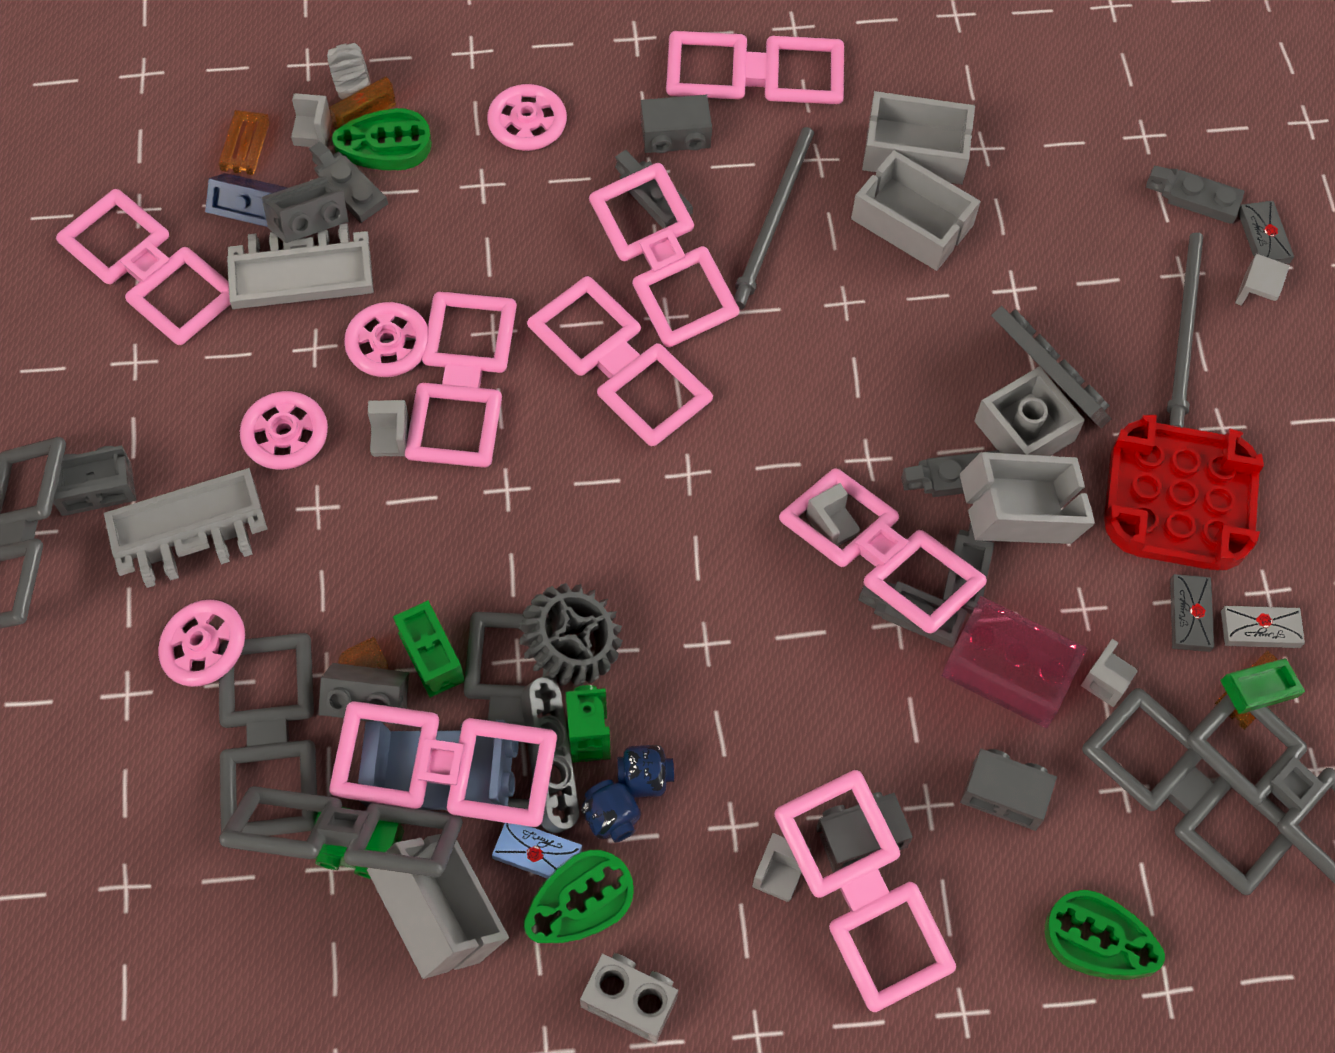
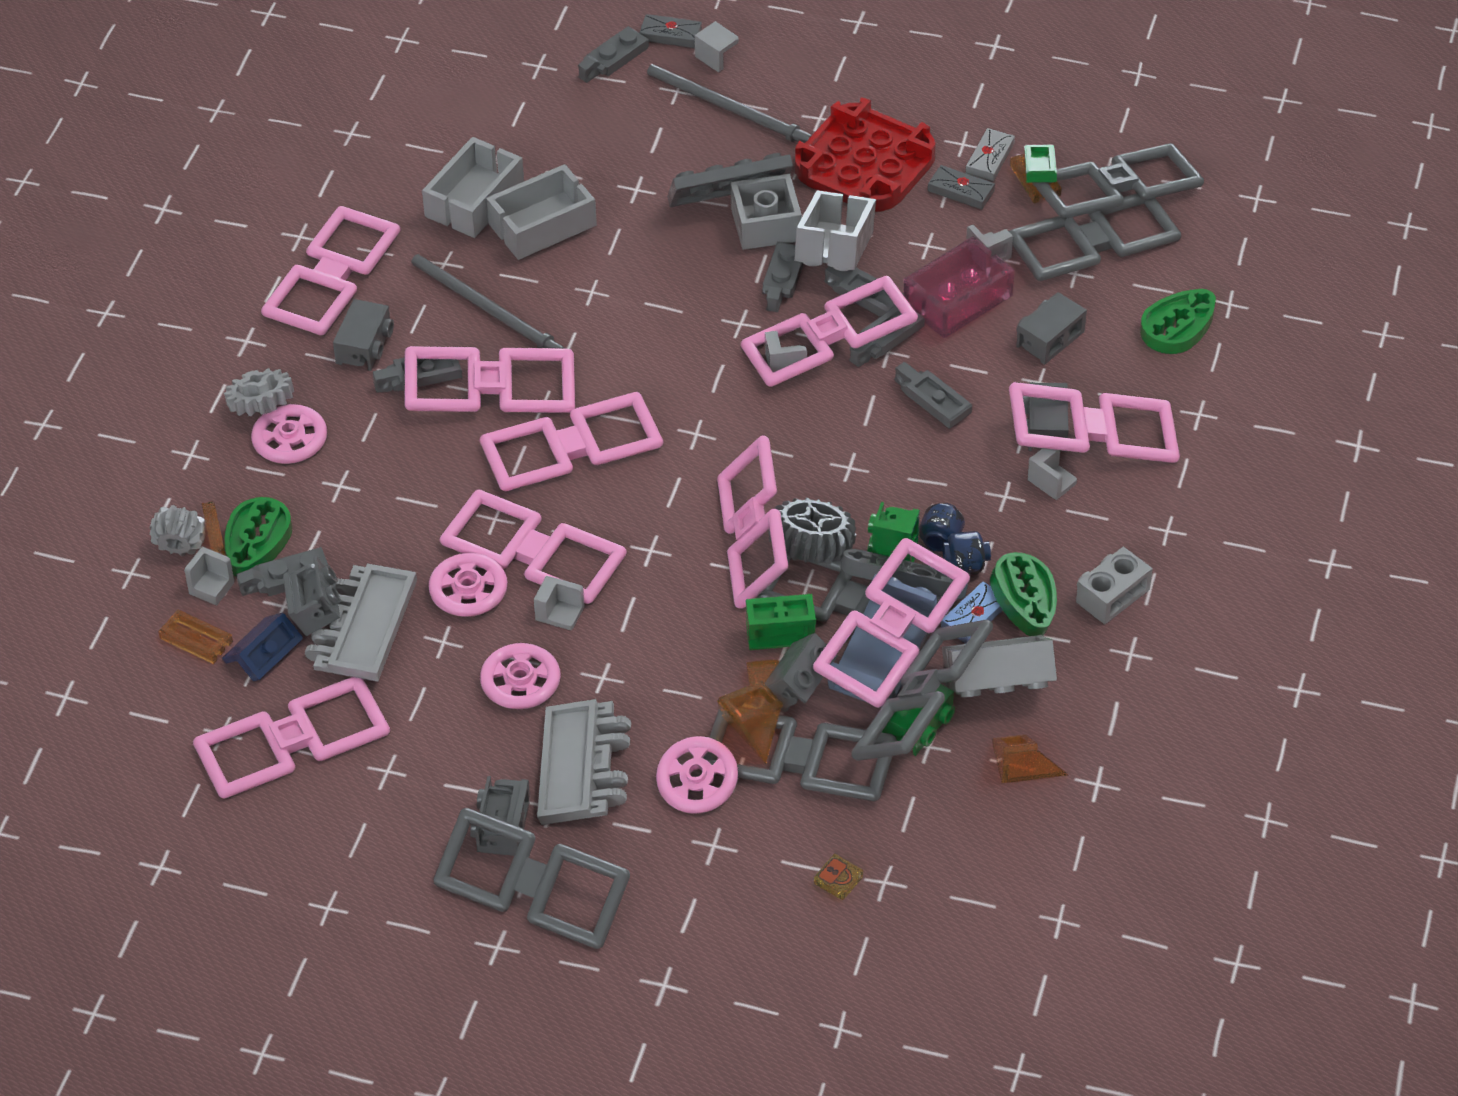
camera: 65 degrees left, 15 degrees down
(111, 835) = (838, 876): none -> tile
(281, 666) = (753, 715): none -> clear orange slope
(337, 977) = (1021, 761): none -> clear orange slope
(553, 566) = (752, 522): none -> bright pink bar
(556, 68) = (259, 392): none -> light grey gear
(842, 694) = (932, 395): none -> dark grey hinge

